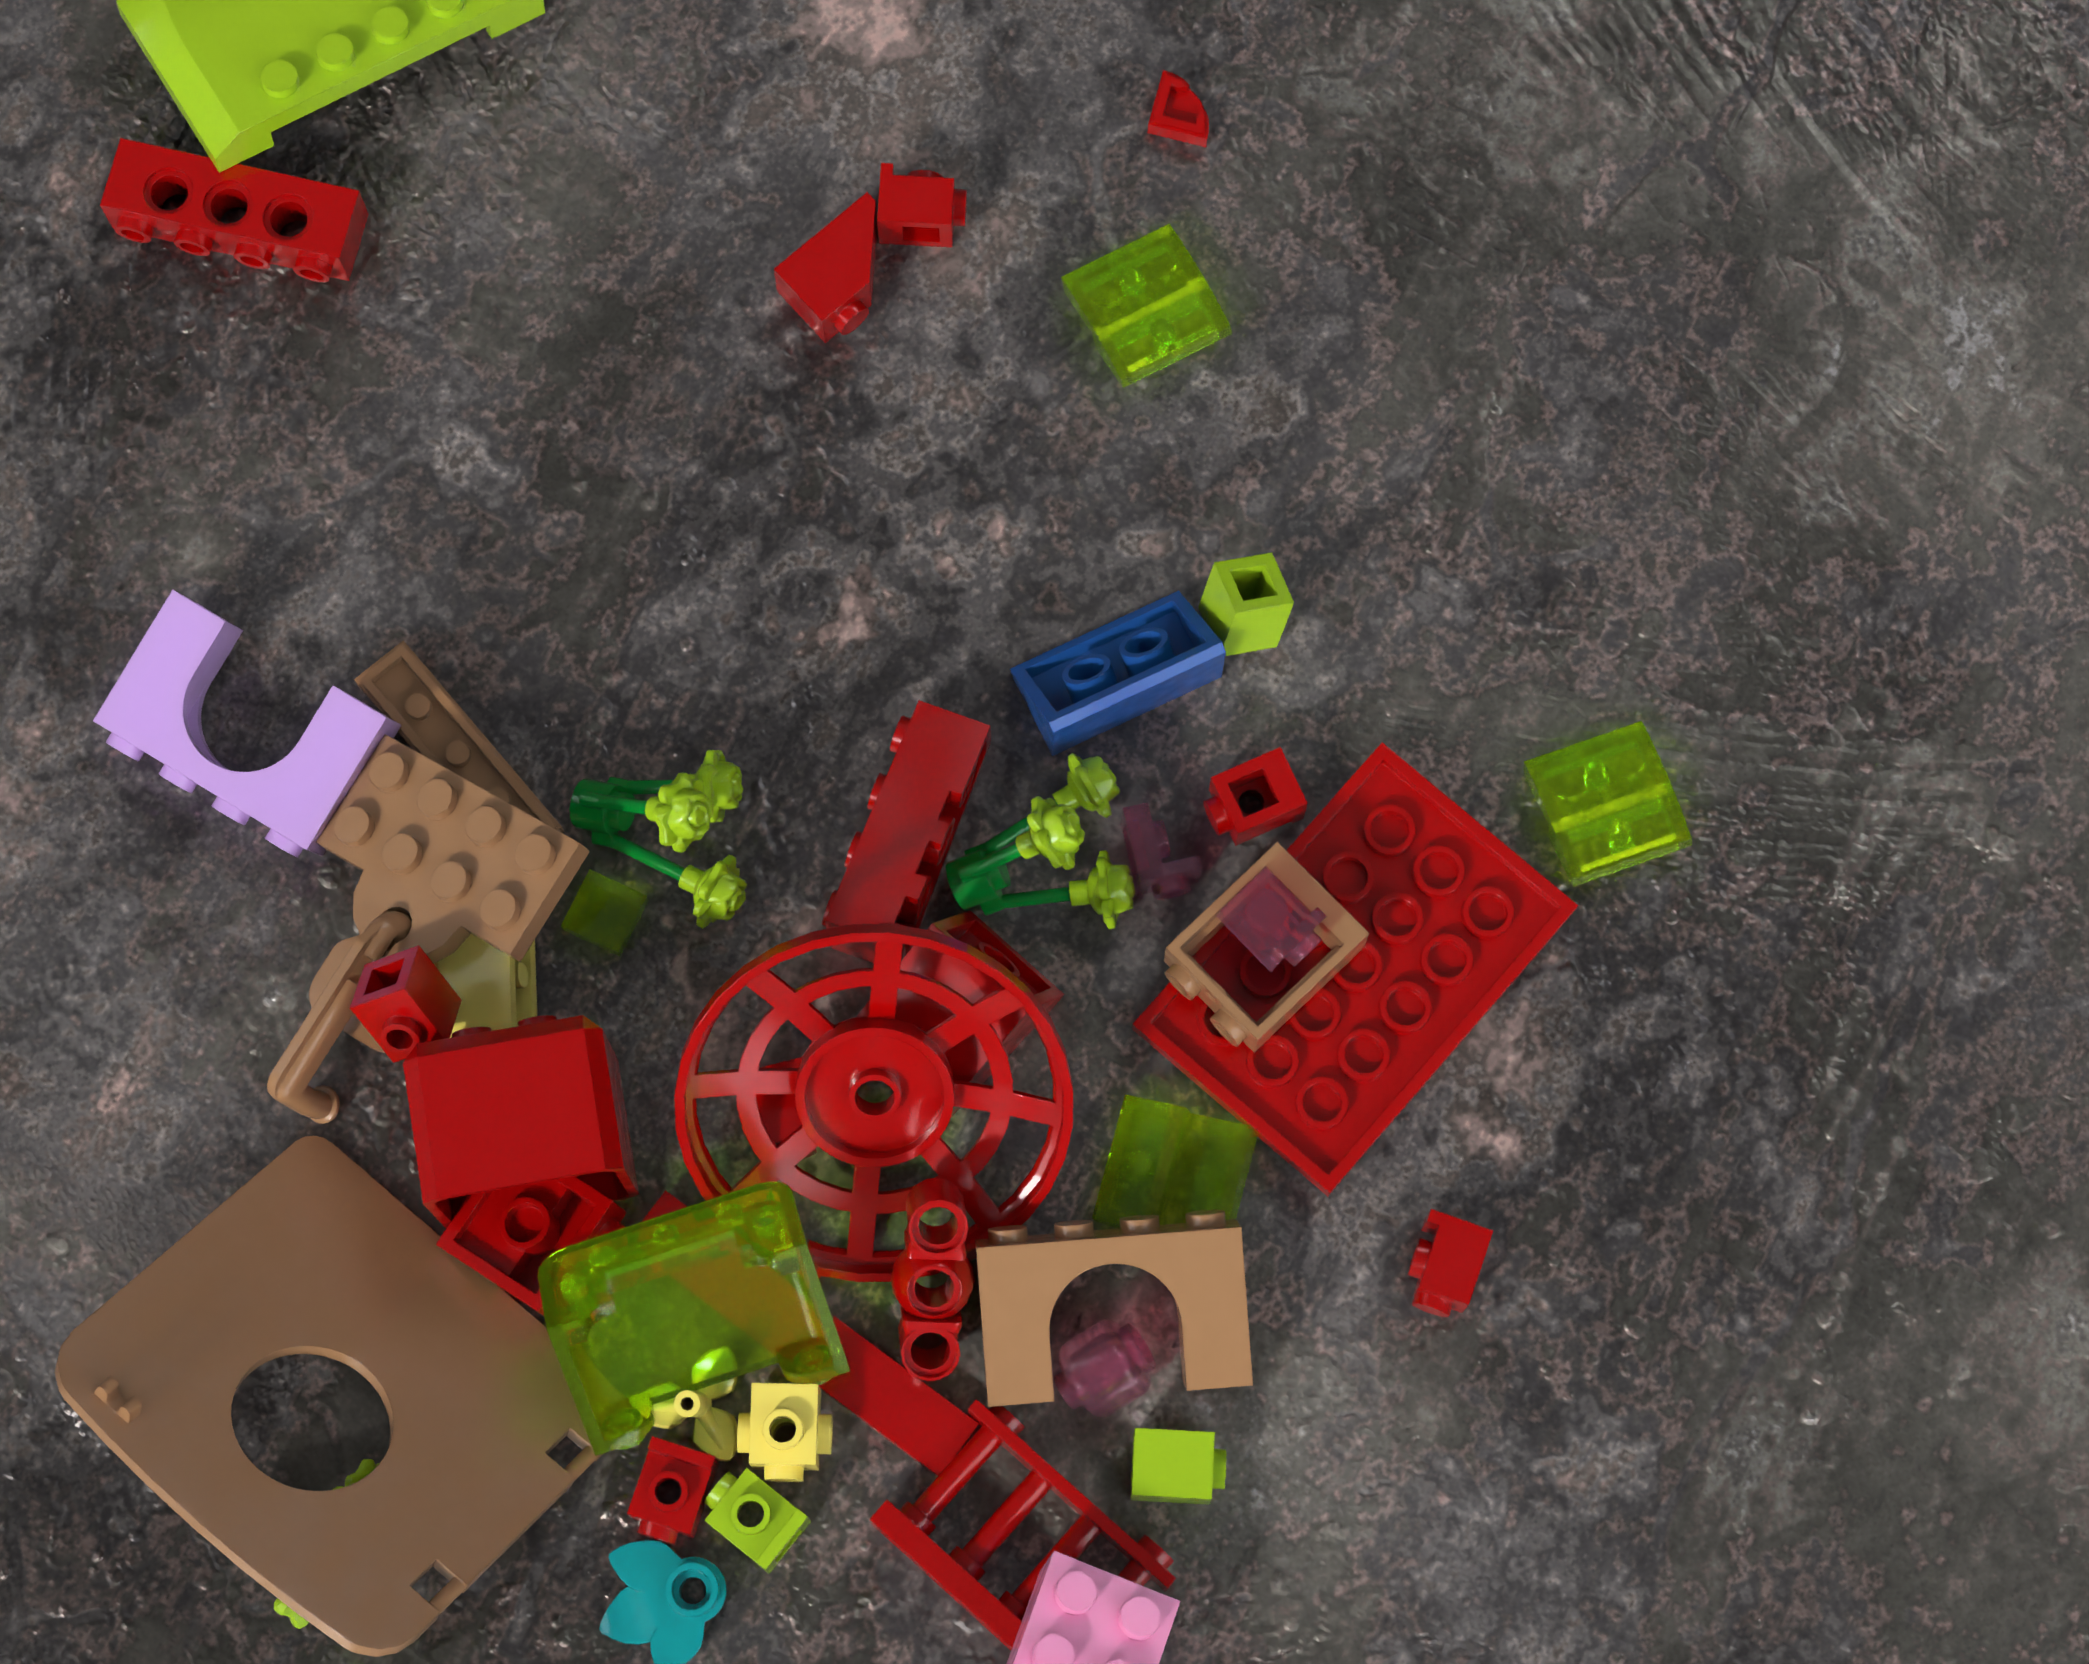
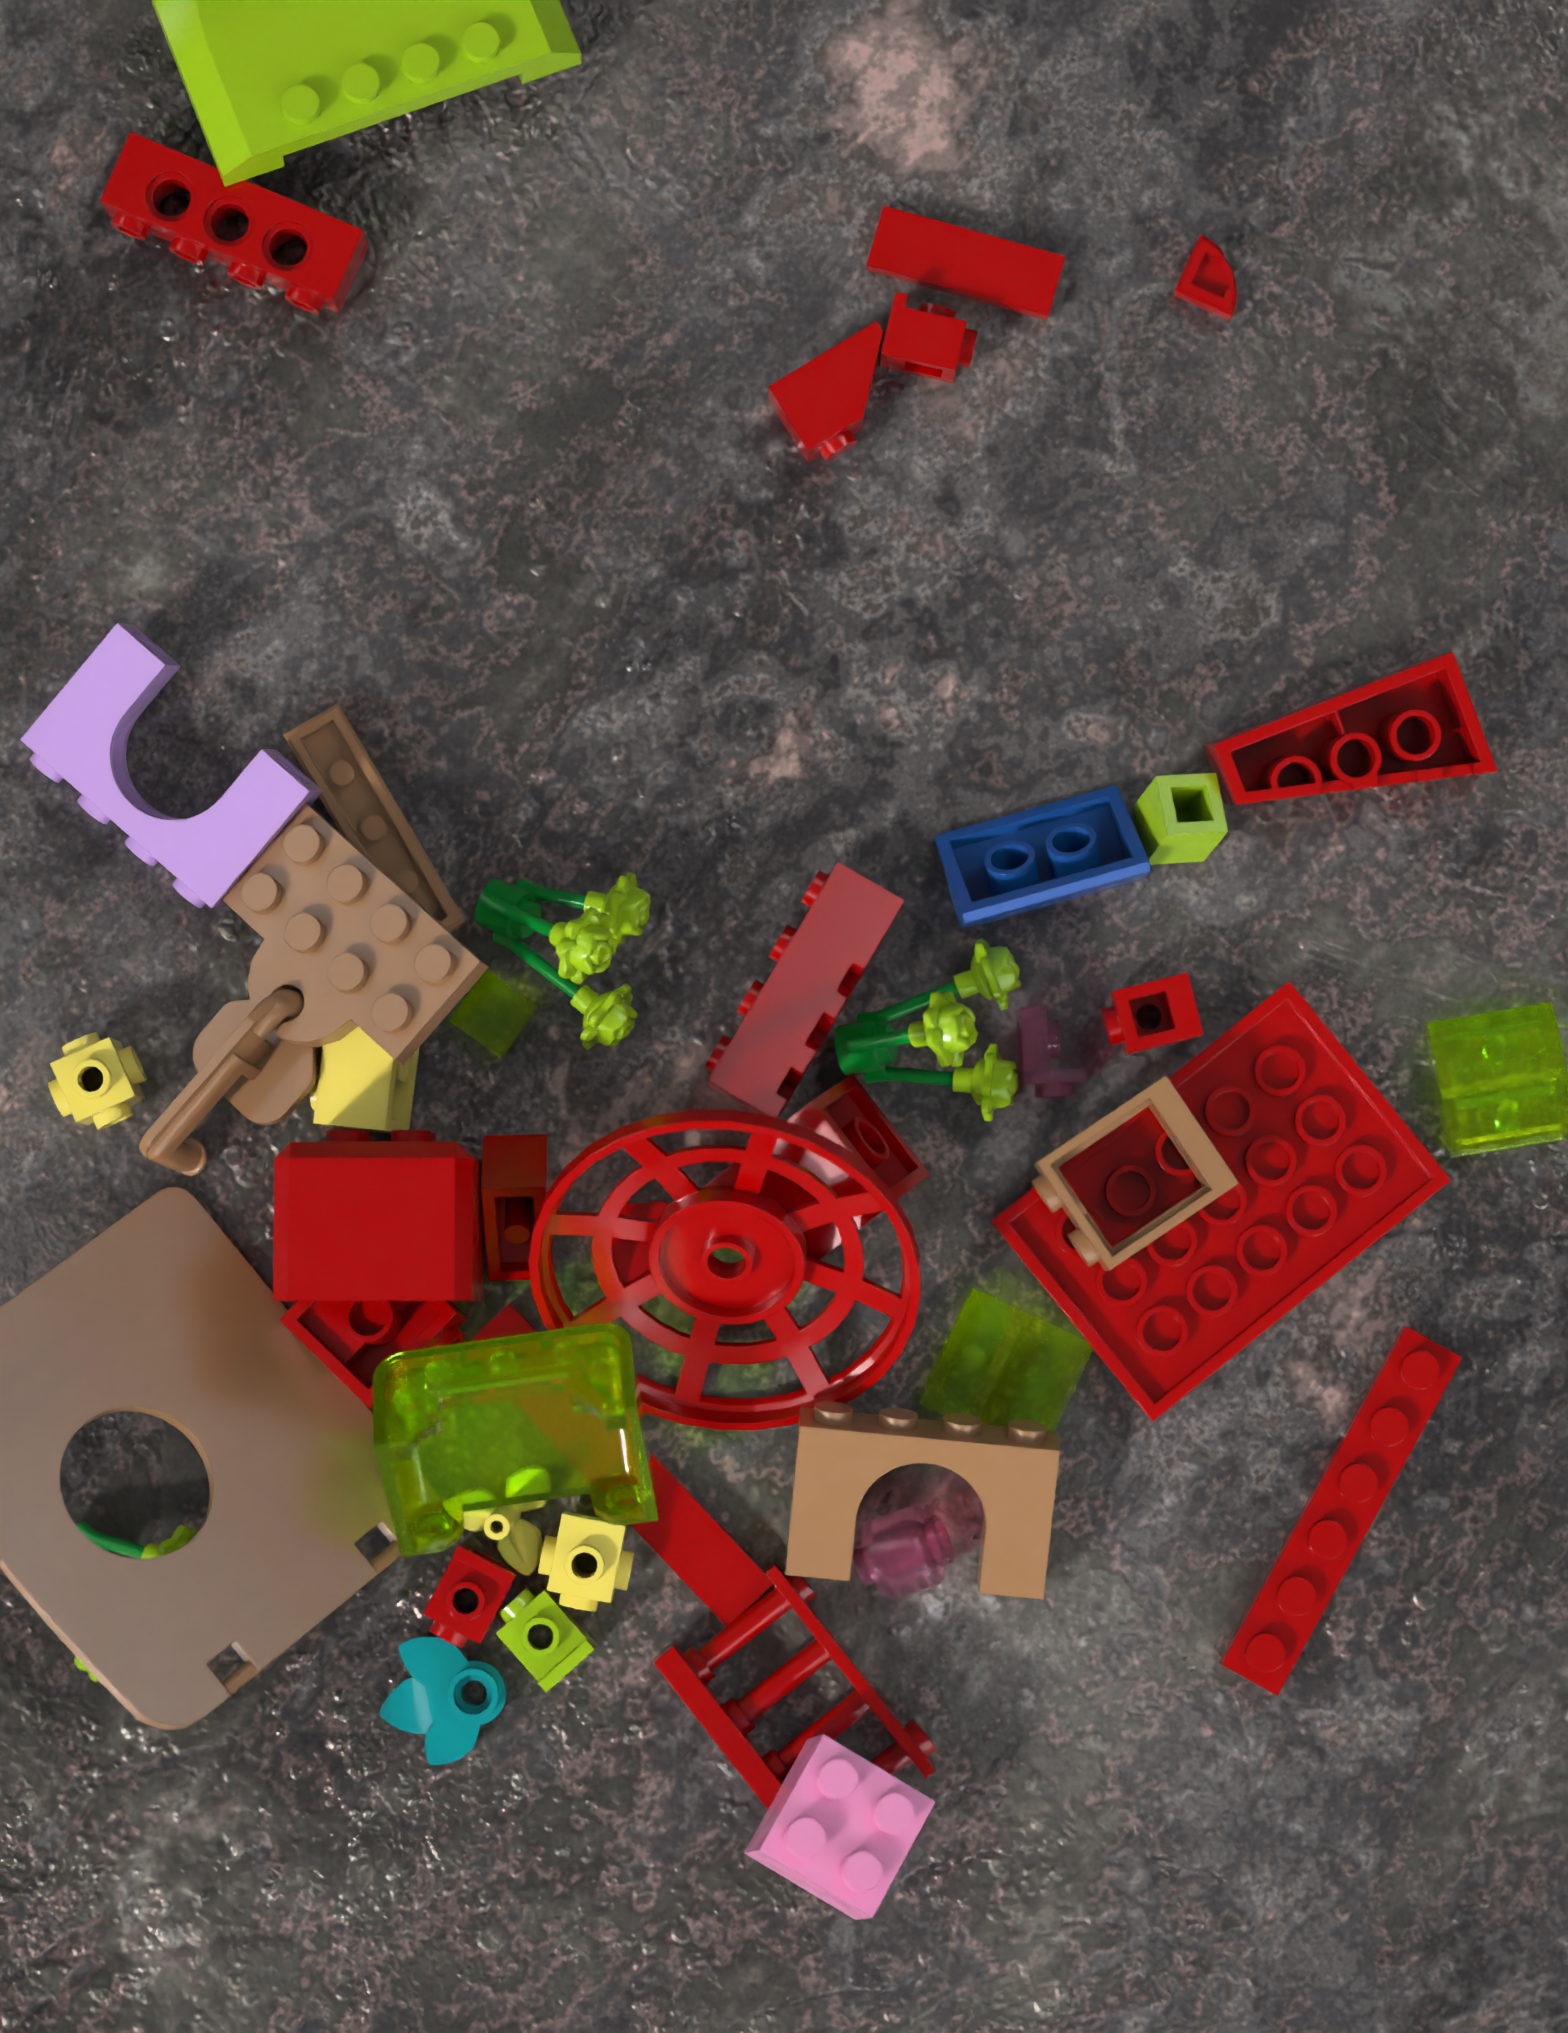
camera: 10 degrees right, 10 degrees up
(233, 1056) = (120, 1084): none -> light yellow brick
(405, 1002) = (286, 1092): red brick -> none
(647, 1072) = (512, 1192): none -> red slope
(939, 1307) = (753, 1417): red piece -> none
(944, 134) = (965, 263): none -> red tile
(1146, 305) = (1138, 483): clear neon green slope -> none
(1176, 1466) = (955, 1659): lime brick -> none
(1272, 921) = (1146, 1158): clear pink bracket -> none
(1413, 498) = (1372, 735): none -> red wedge
(1448, 1263) = (1254, 1511): red brick -> none
(1533, 1253) = (1340, 1510): none -> red plate

